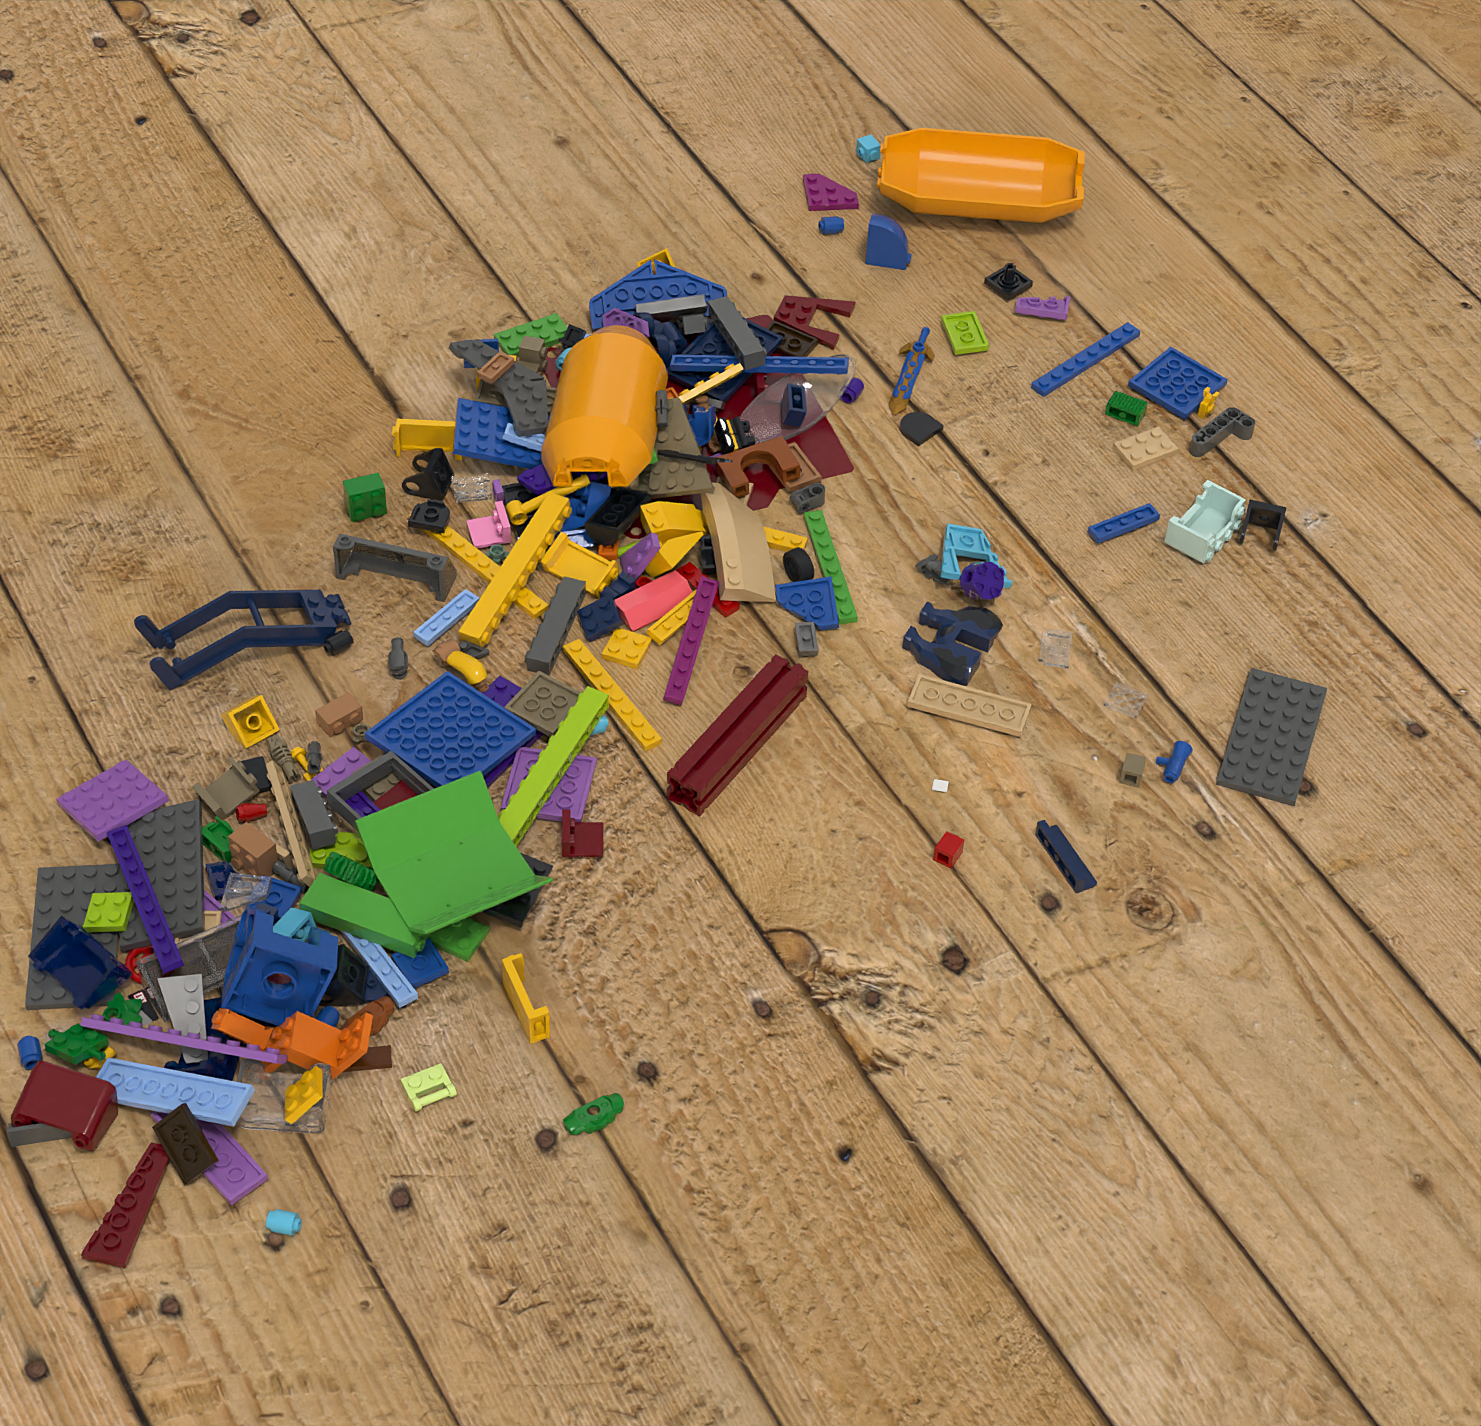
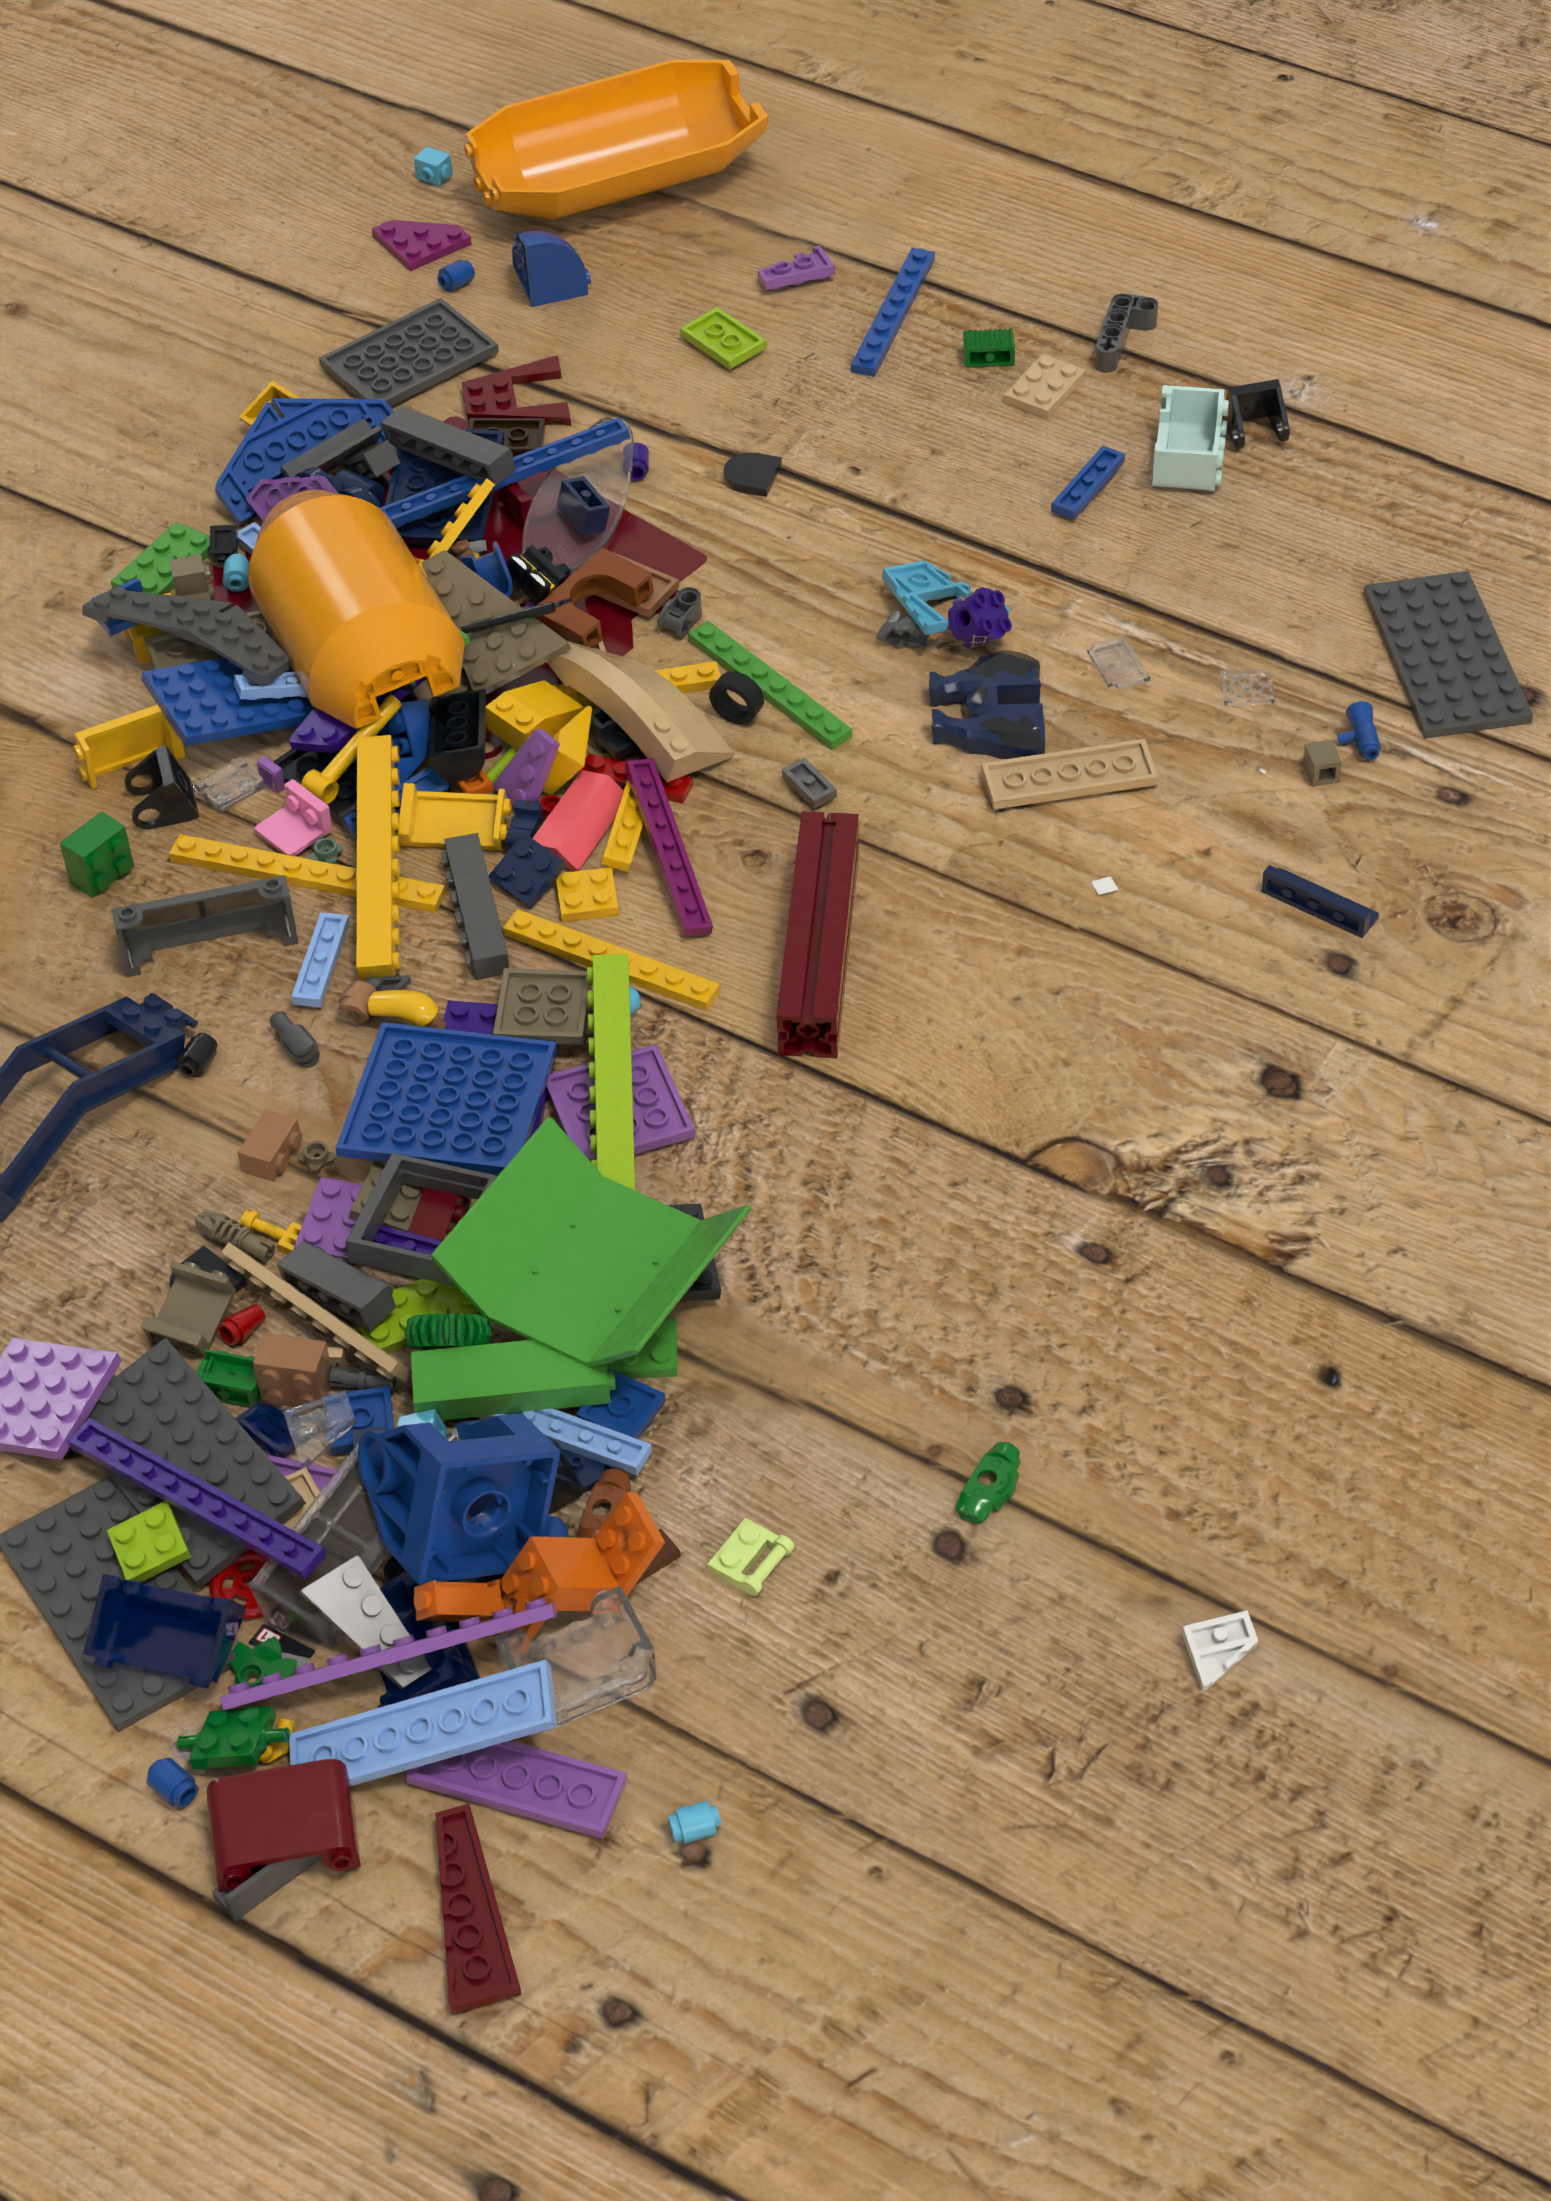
camera: 25 degrees left, 0 degrees up
(185, 1144) = (493, 1787): dark brown tile -> none
(250, 721) = (152, 1208): yellow slope -> none
(303, 1094) = (610, 1642): yellow plate -> none
(314, 757) = (278, 1214): dark grey pin -> none
(430, 516) = (204, 841): black tile -> none
(495, 367) = (171, 610): medium nougat plate -> none
(534, 1022) = (798, 1388): yellow panel -> none
(581, 838) = (710, 1152): dark red bracket -> none
(652, 1278) = (1218, 1645): none -> white wing
(662, 409) = (433, 572): dark grey pin -> none
(766, 264) = (409, 354): none -> dark grey plate
(810, 601) = (781, 735): blue plate -> none
(915, 357) = (689, 408): sword -> none
(948, 849) = (1178, 955): red brick -> none
(1008, 281) = (730, 256): black plate -> none
(1176, 382) = (1025, 294): blue plate -> none
(1207, 405) = (1083, 306): yellow plate -> none

